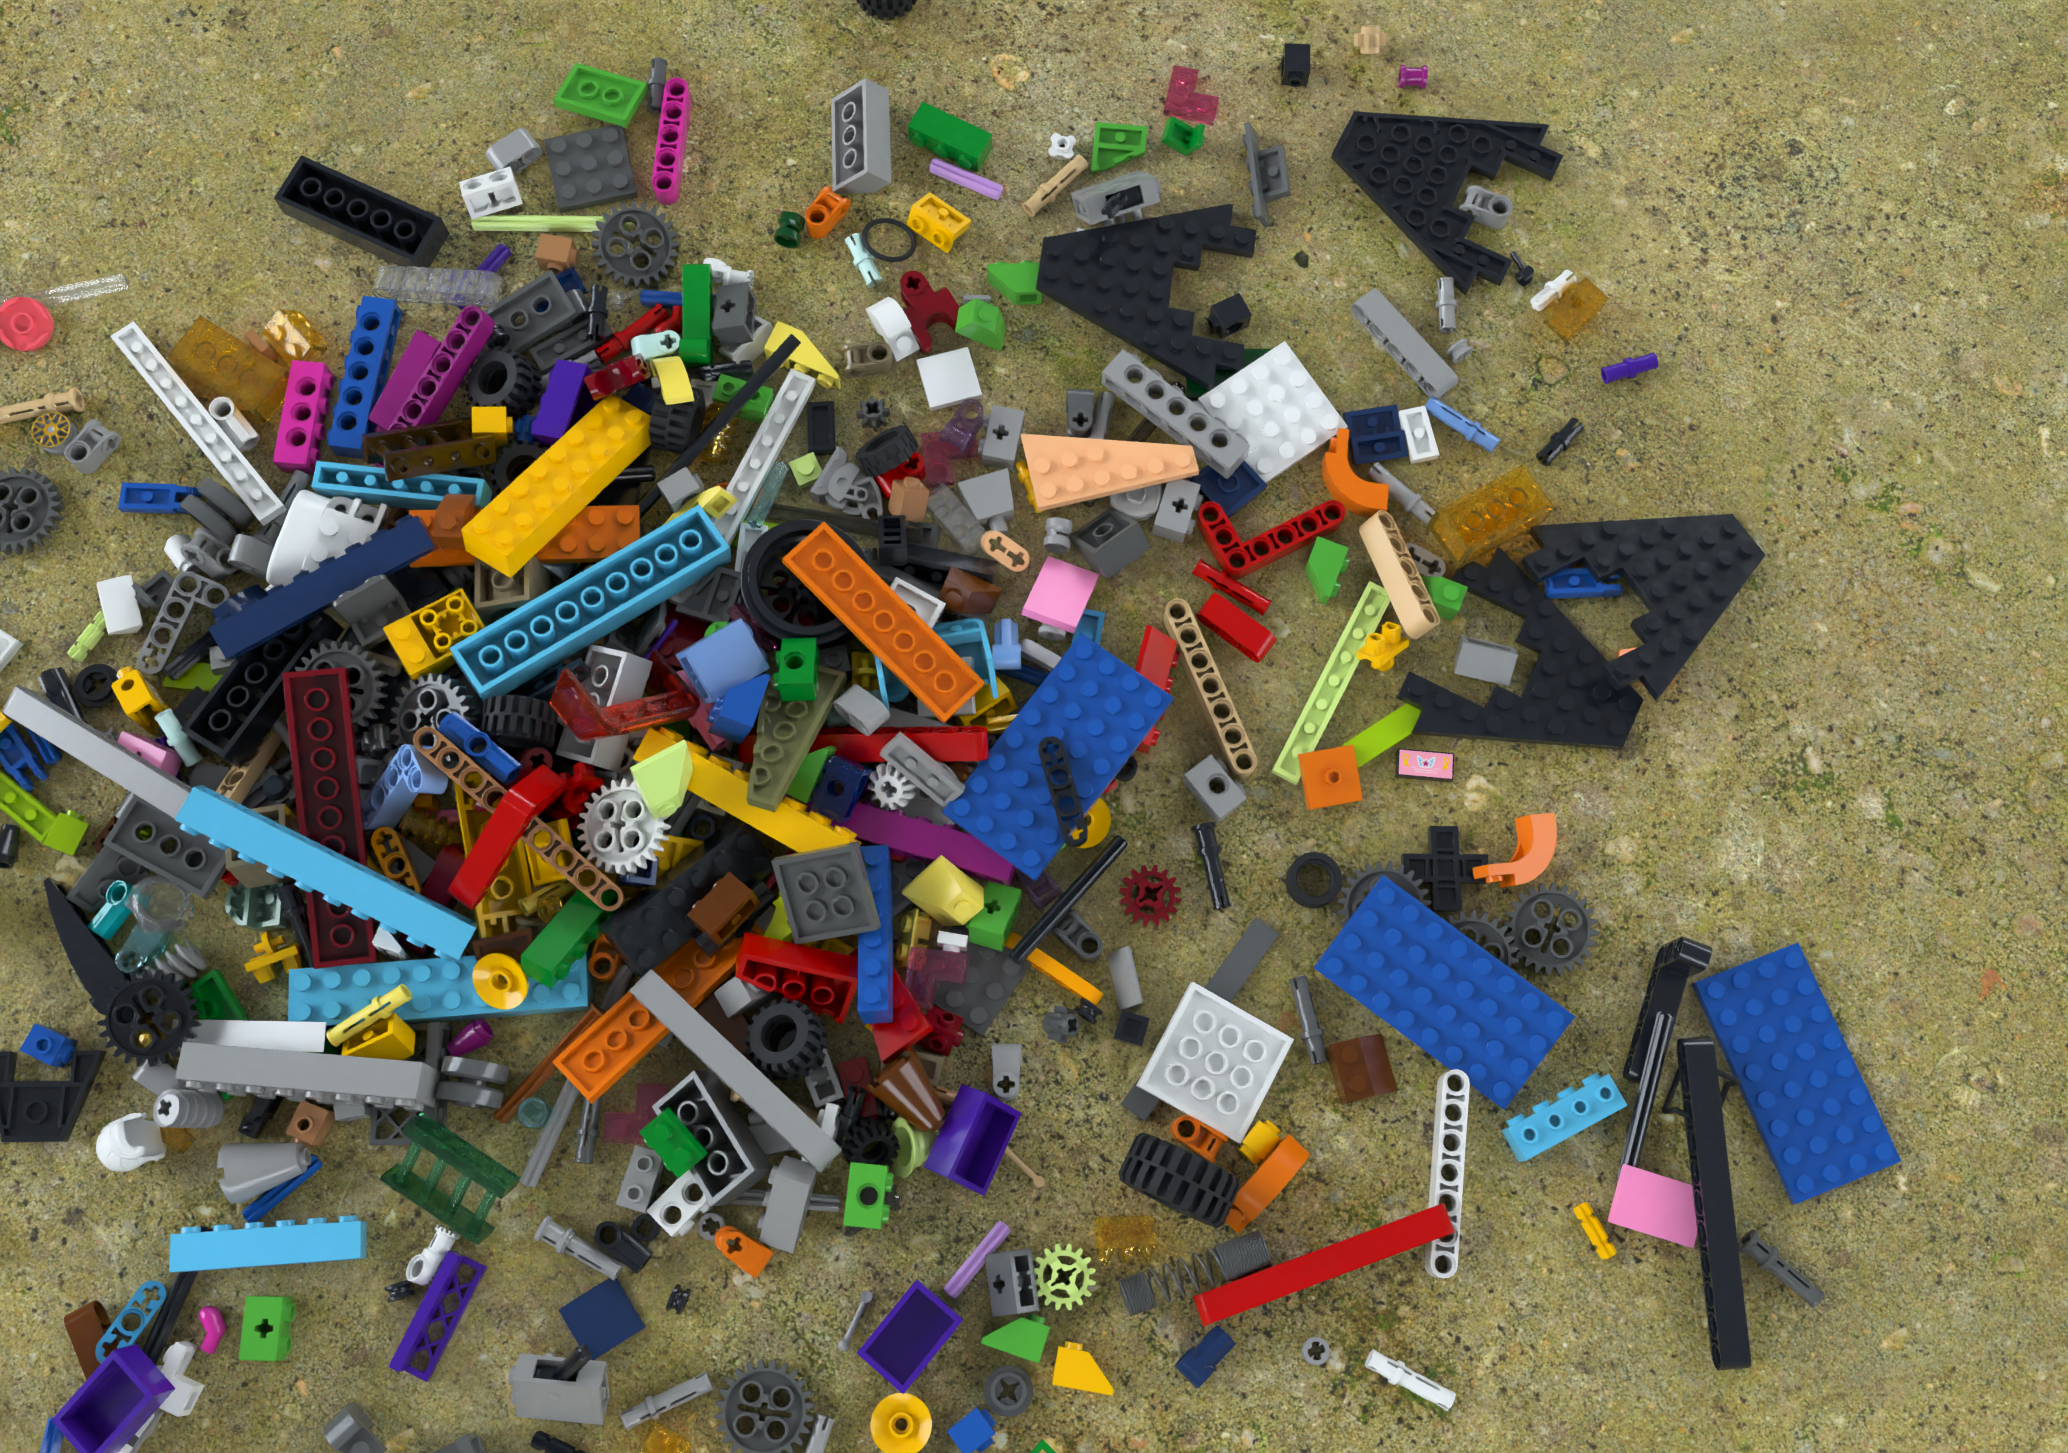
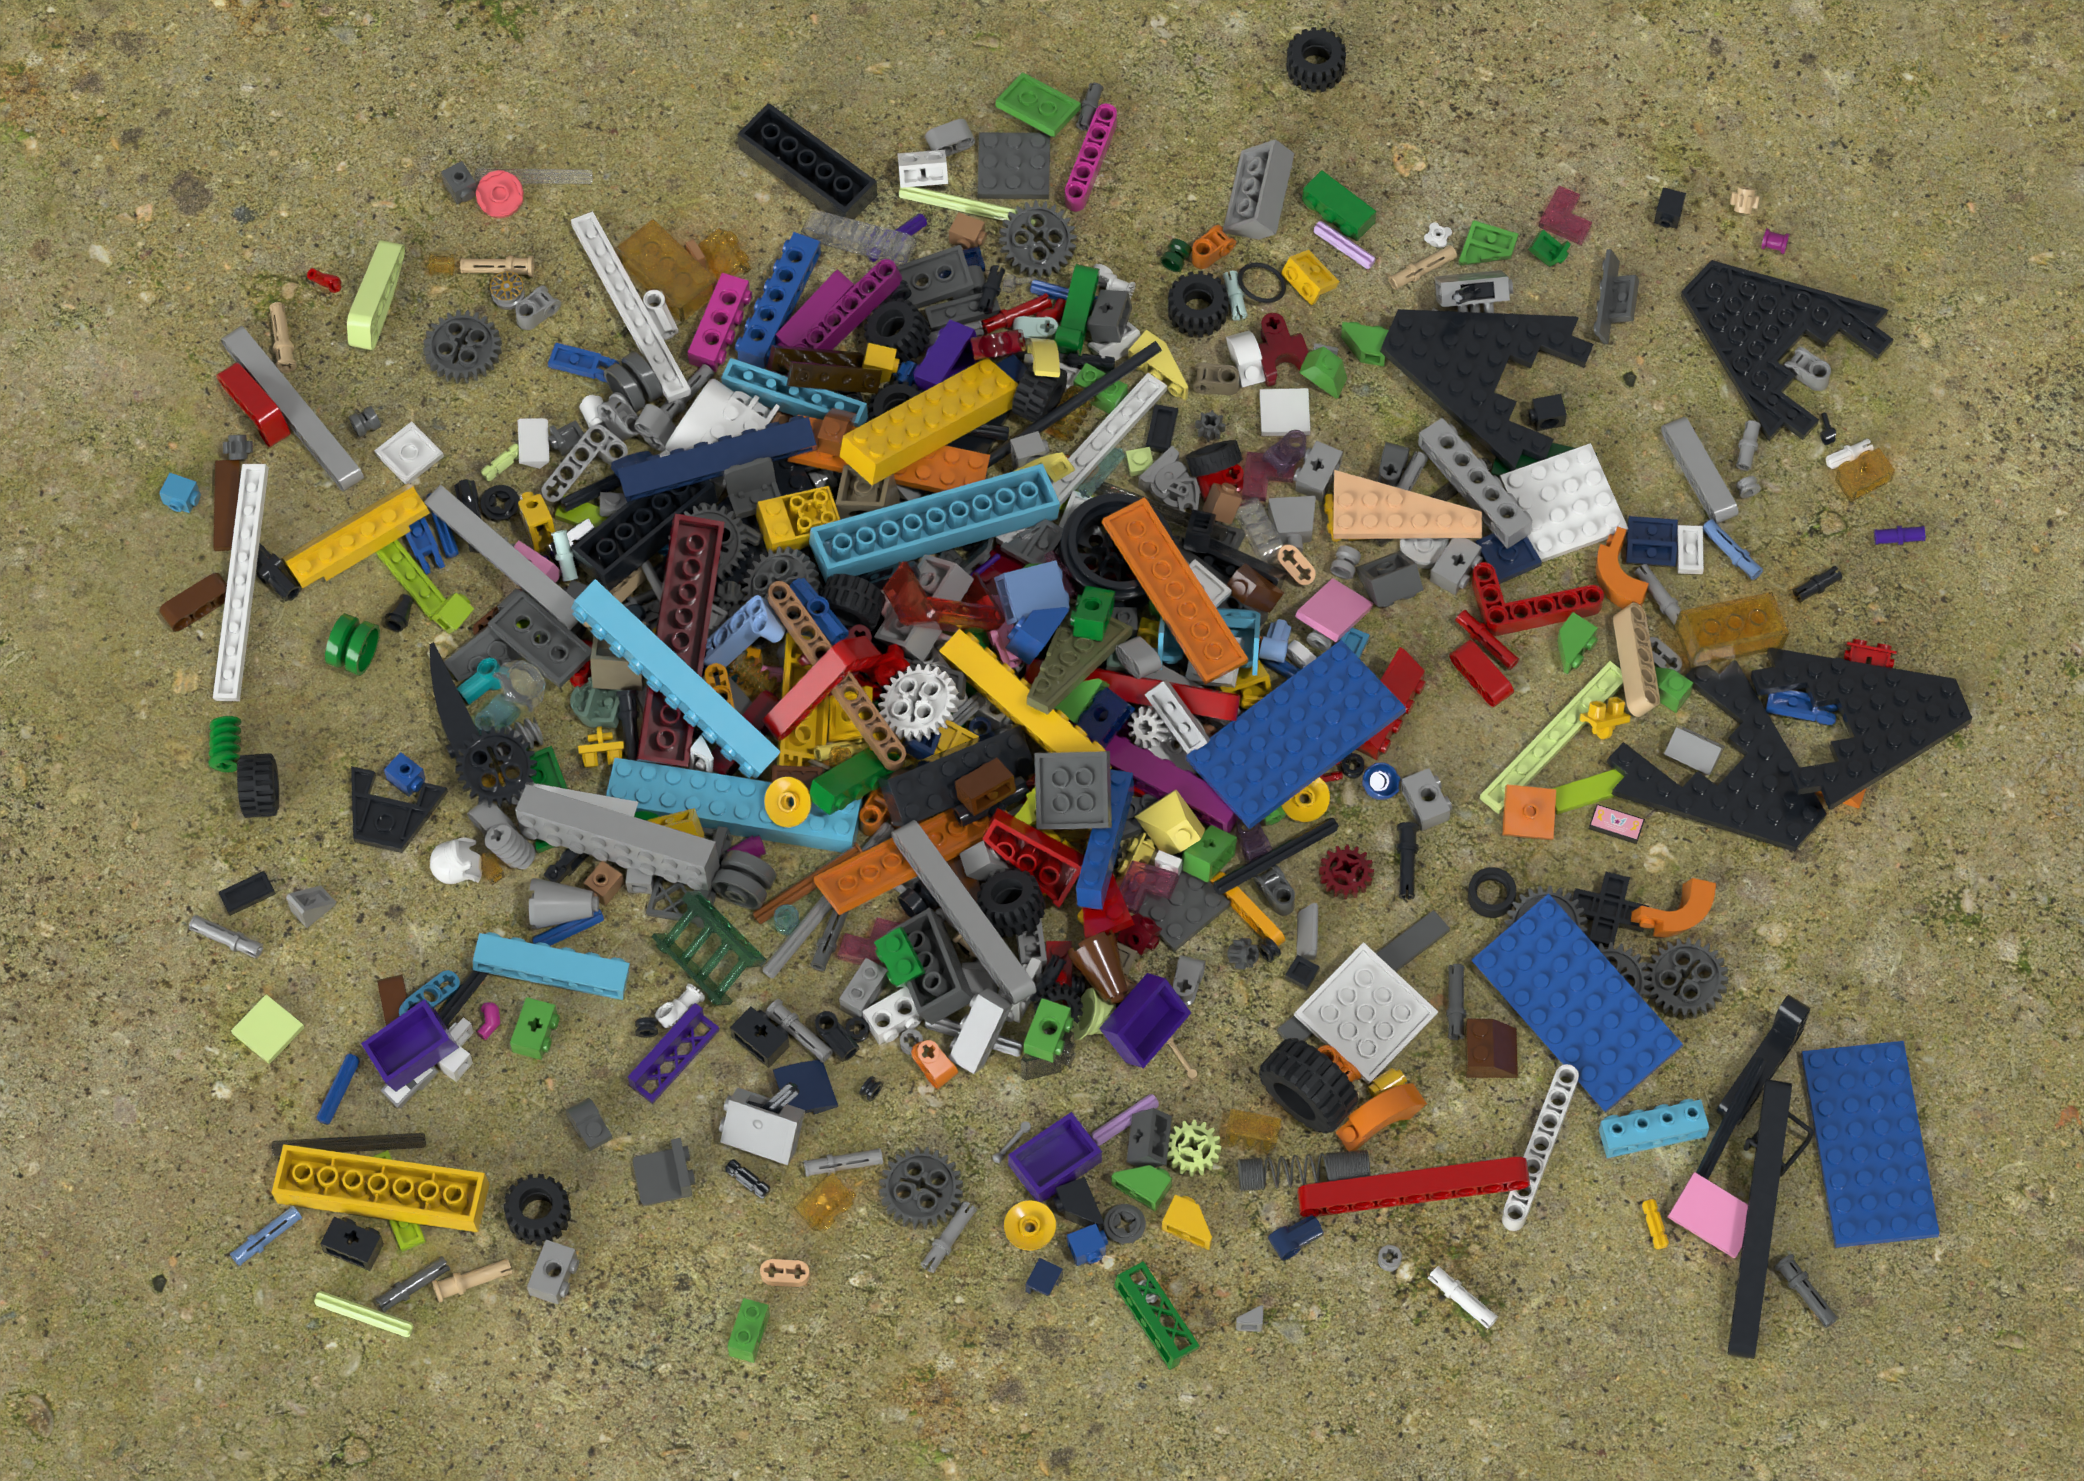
camera: 20 degrees right, 10 degrees down
(397, 997) = (702, 794): light yellow pin -> none
(518, 1268) = (767, 1048): none -> black brick
(664, 779) = (963, 666): yellowish green slope -> none
(677, 1056) = (917, 899): none -> black wheel
(823, 260) = (1198, 287): none -> black tyre
(950, 1383) = (1078, 1204): none -> black slope
(1066, 790) = (1294, 758): black beam -> none
(1161, 780) = (1381, 781): none -> blue hair
(1208, 701) = (1444, 728): tan beam -> none
(1625, 507) = (1860, 651): none -> red hinge

